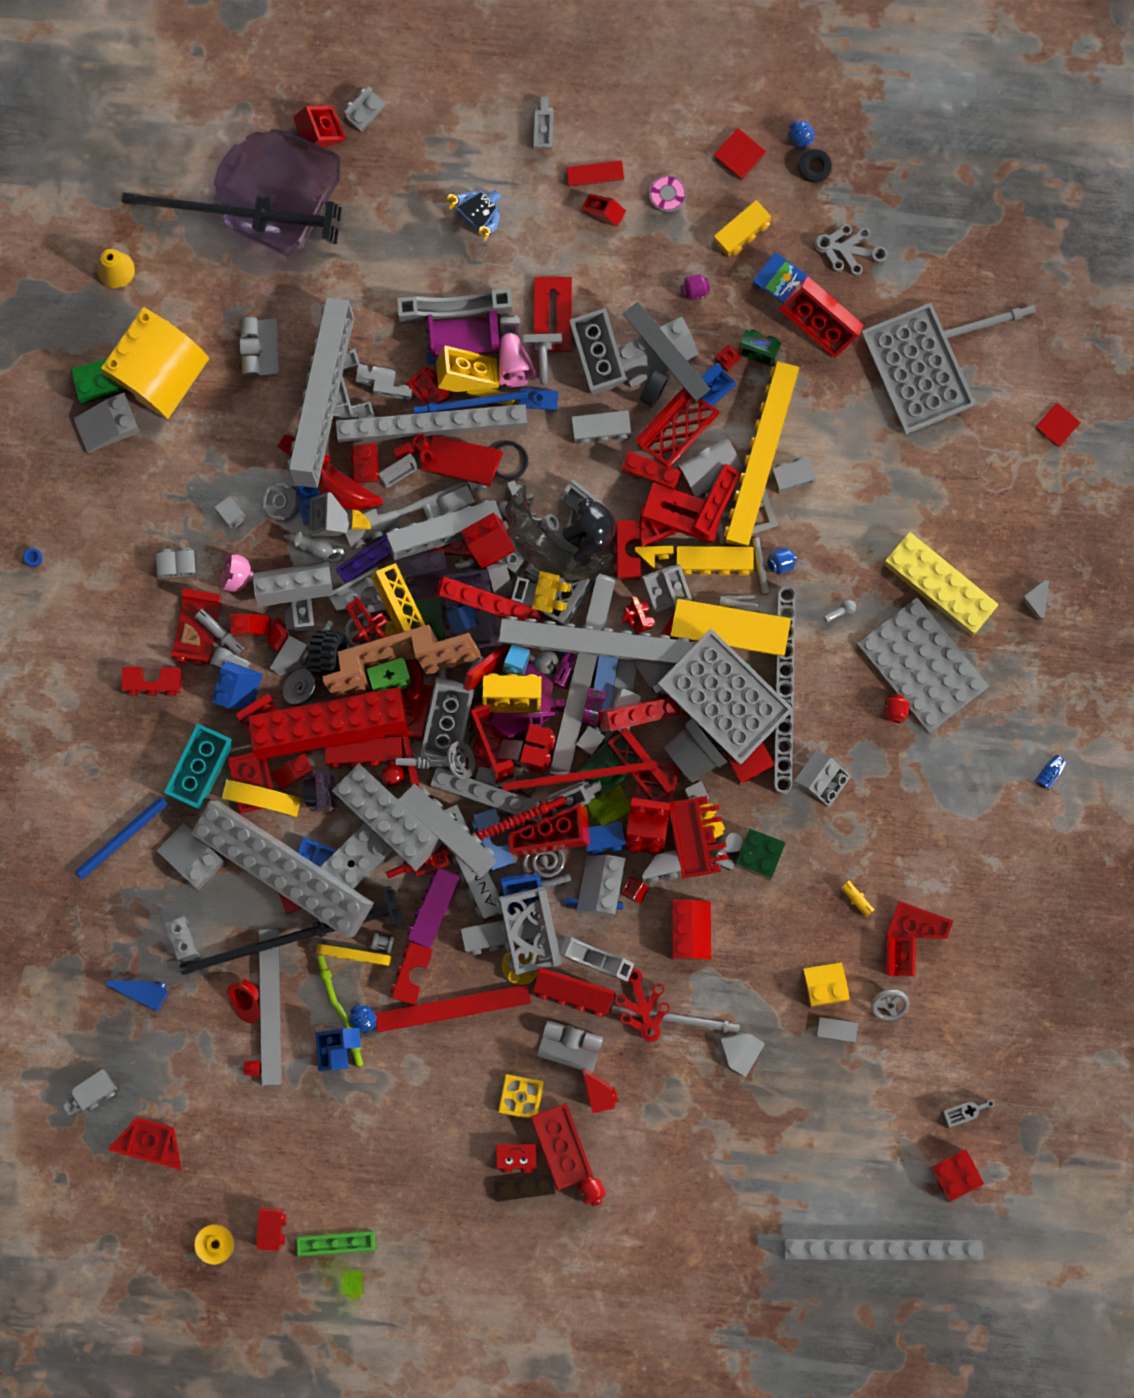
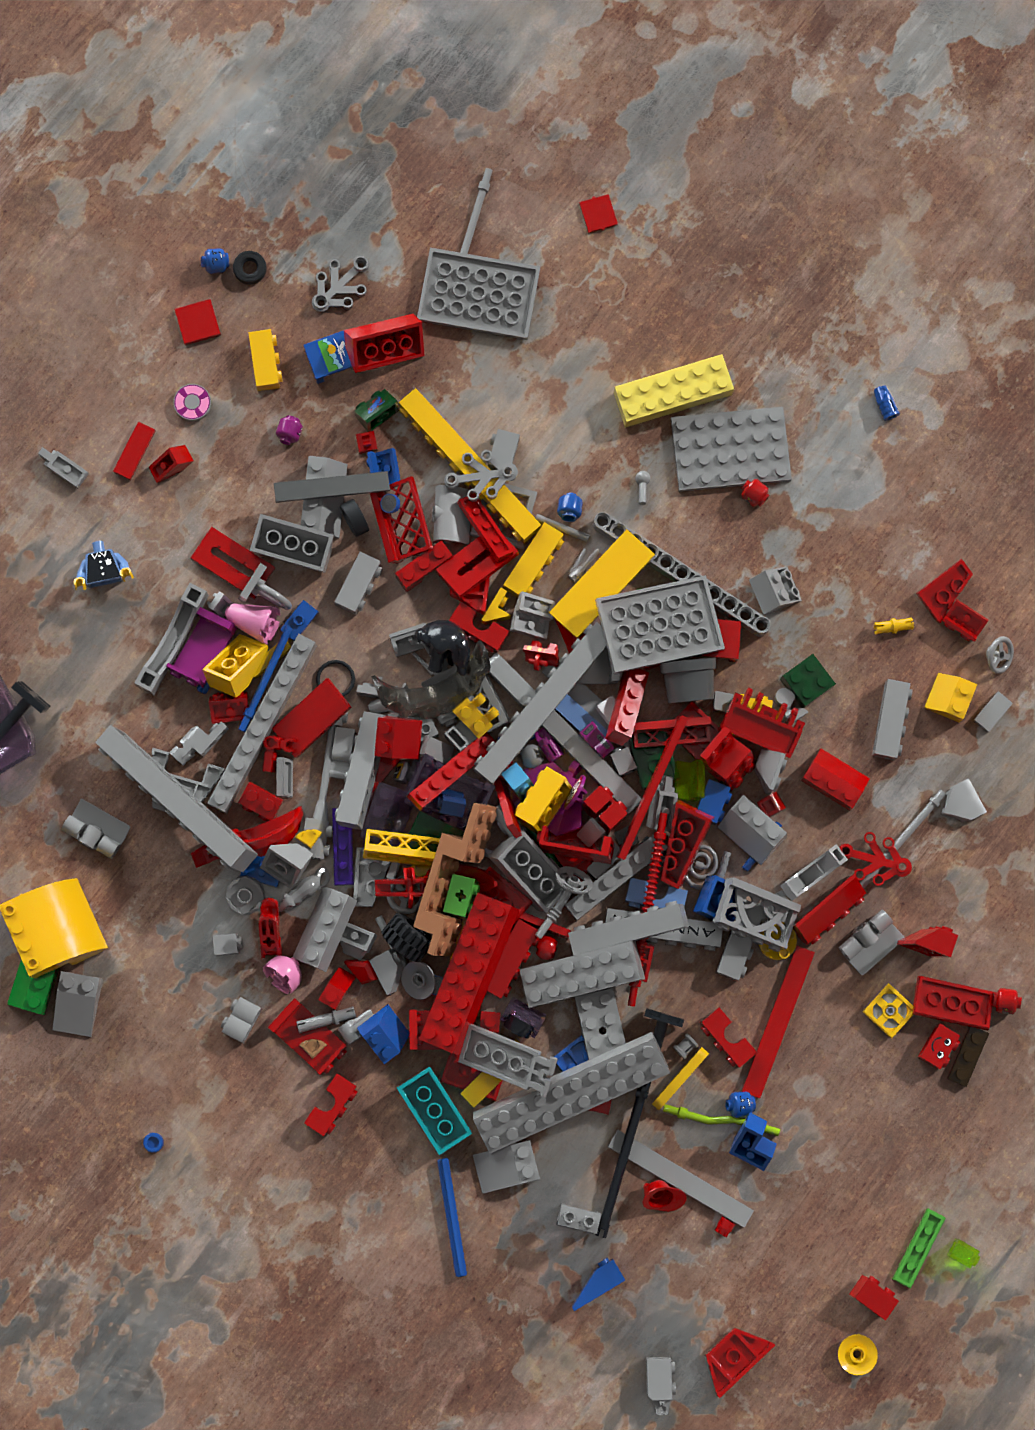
camera: 65 degrees left, 0 degrees up
(263, 537) = (269, 928): none -> red piece
(275, 797) = (507, 1059): none -> light grey hinge
(434, 908) = (683, 984): magenta brick -> none
(549, 523) = (413, 679): light grey tile -> none
(684, 409) = (390, 503): none -> tile
(759, 471) = (483, 475): none -> light grey plant
(772, 946) = (891, 719): none -> light grey brick
(1037, 599) = (736, 322): light grey slope -> none

